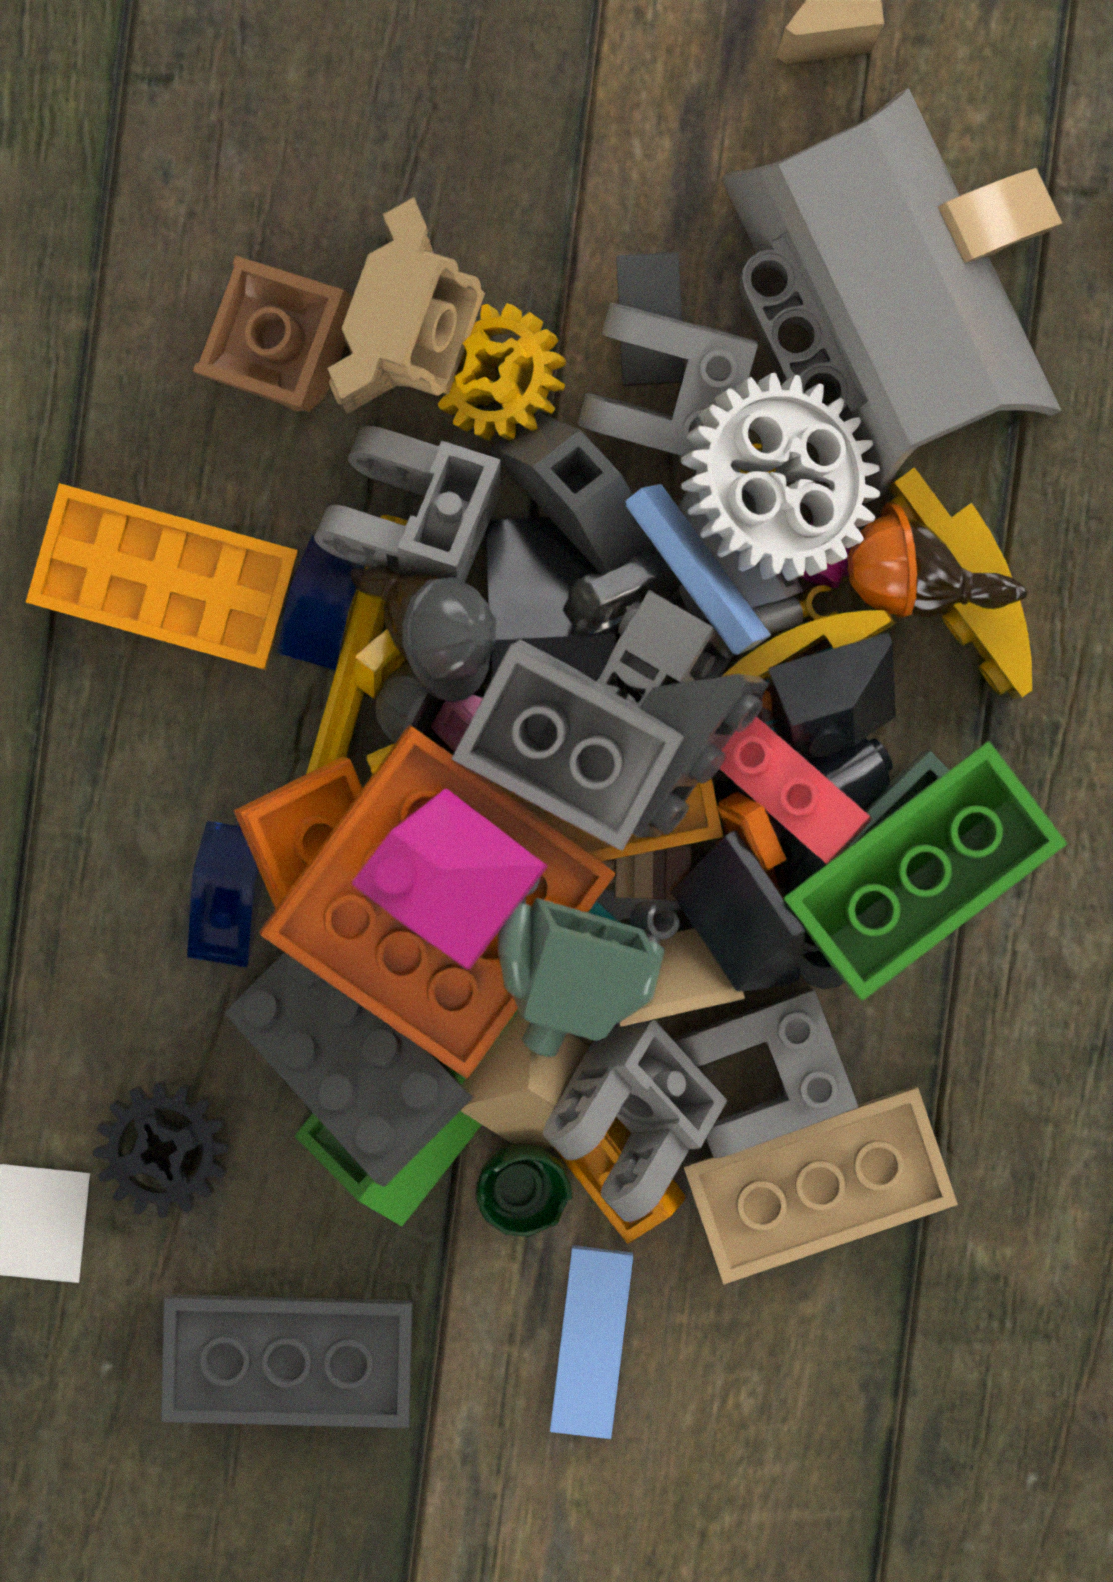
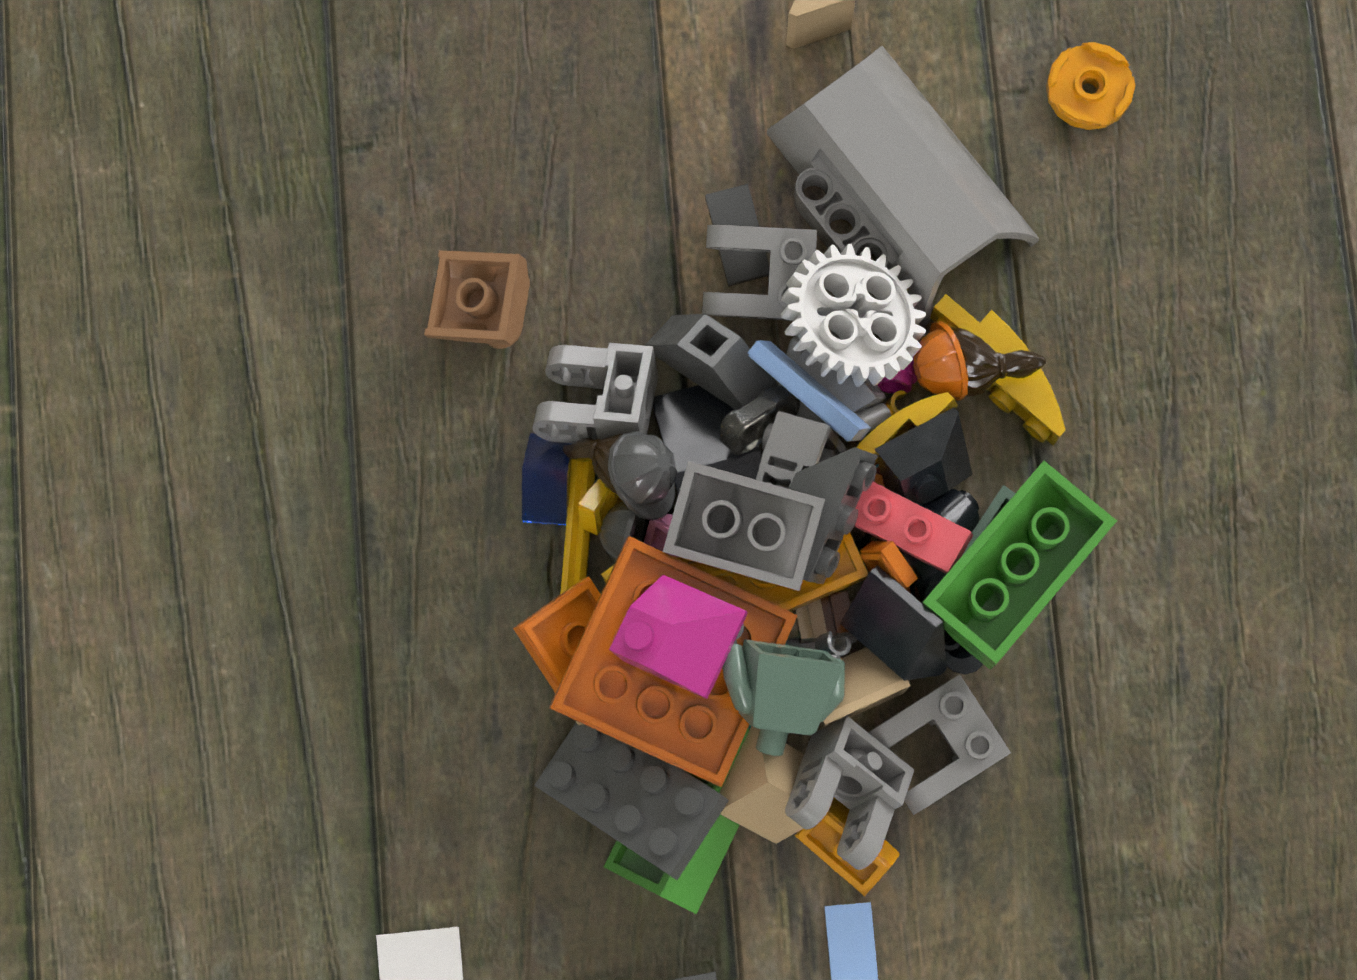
camera: 10 degrees left, 10 degrees down
(162, 576) = (430, 482): light orange plate -> none
(172, 1176) = (491, 907): black gear -> none
(223, 897) = (518, 700): clear blue slope -> none
(405, 317) = (565, 264): tan slope -> none
(522, 1190) = (779, 869): dark green hair -> none
(524, 374) = (655, 277): yellow gear -> none
(821, 1185) = (995, 821): tan plate -> none
(1000, 215) = (965, 113): tan slope -> none

